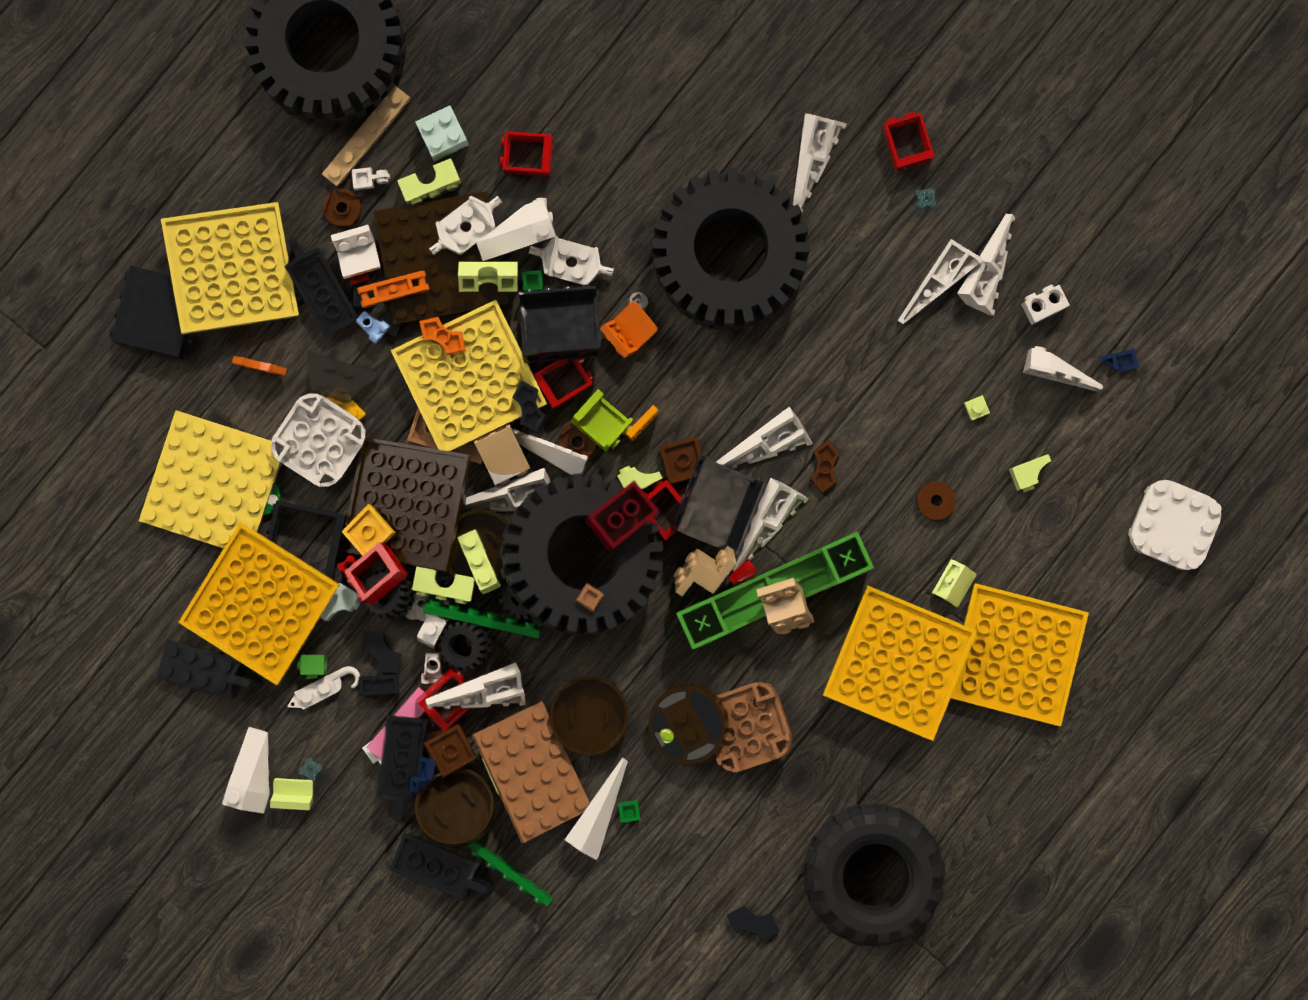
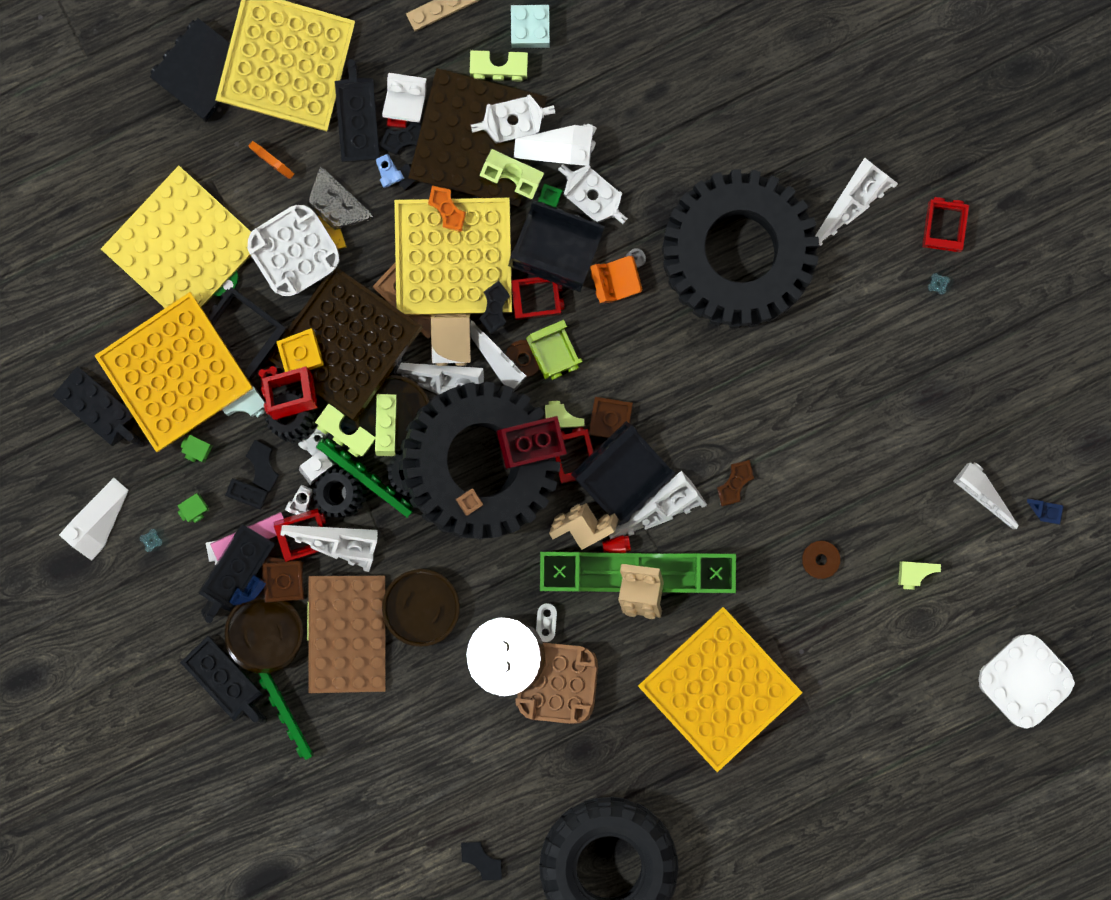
camera: 25 degrees right, 0 degrees up
(292, 794) = (125, 555): yellowish green panel -> none
(322, 688) = (194, 473): white plate -> none
(335, 722) = (193, 508): none -> bright green brick
(353, 211) = (413, 63): reddish brown tile -> none
(364, 178) = (442, 35): white plate -> none
(393, 289) = (422, 146): orange plate -> none
(506, 141) = (614, 90): red window -> none
(592, 825) = (379, 706): white wedge -> none
(629, 811) = (417, 709): green plate -> none
(642, 423) = (589, 368): light orange tile -> none
(711, 675) = (546, 622): none -> white plate
(777, 435) = (706, 435): white wedge -> none
(949, 268) = (928, 357): white wedge -> none
(954, 583) = (803, 641): yellowish green panel -> none
(976, 408) = (896, 493): yellowish green plate -> none
(982, 282) = (952, 384): white wedge -> none
(1020, 654) = (832, 732): yellow plate -> none
(1046, 307) = (1001, 432): white brick -> none

